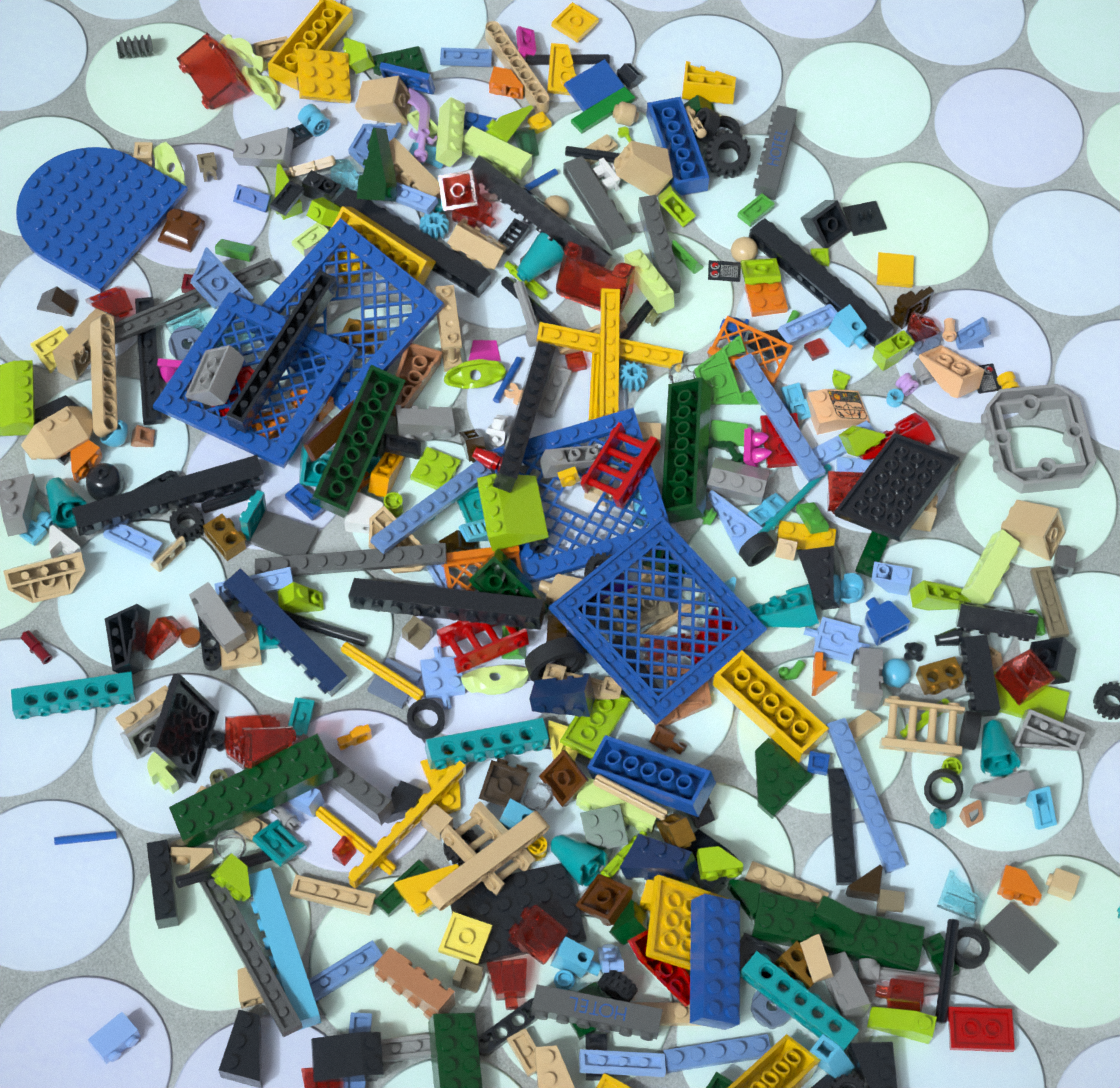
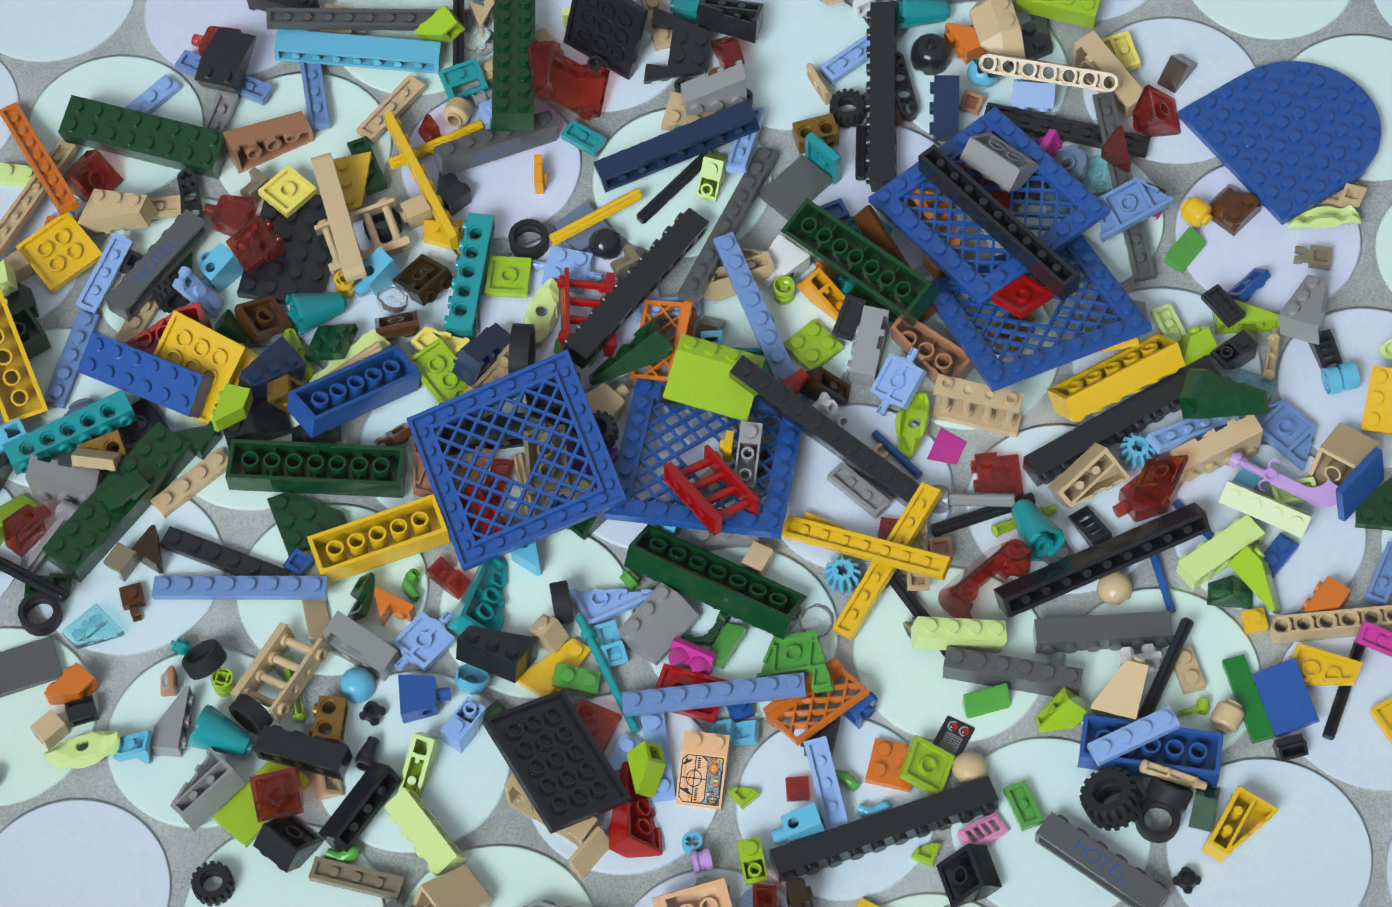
camera: 120 degrees right, 0 degrees up
(127, 390) = (1033, 94): none -> light blue brick
(161, 447) = (944, 107): none -> dark blue wedge
(162, 666) = (688, 49): none -> black wing
(166, 303) = (1116, 150): none -> clear red slope
(196, 246) = (1196, 212): none -> yellow head
(315, 833) = (457, 112): none -> tan head
(341, 321) = (1022, 296): none -> red plate
(405, 654) = (606, 243): none -> black hair
(447, 391) = (898, 381): none -> light blue plate
(469, 715) = (508, 276): none -> lime plate
(497, 308) = (997, 474): none -> clear red plate
(578, 321) = (941, 546): none -> nougat plate
(679, 148) = (1133, 735): none -> light blue plate
(734, 792) = (316, 468): none -> dark green brick
(757, 106) = (1186, 873): none -> black plate
(771, 646) = (448, 578): none -> clear red slope
(800, 227) = (963, 834): none -> bright pink slope
(808, 294) = (866, 810): none -> medium azure arm
(823, 698) = (363, 593): none -> dark green slope
(915, 881) = (133, 598): none -> reddish brown plate
(1034, 868) = (81, 711): none -> black piece
(1053, 835) = (100, 745): none -> yellowish green piece

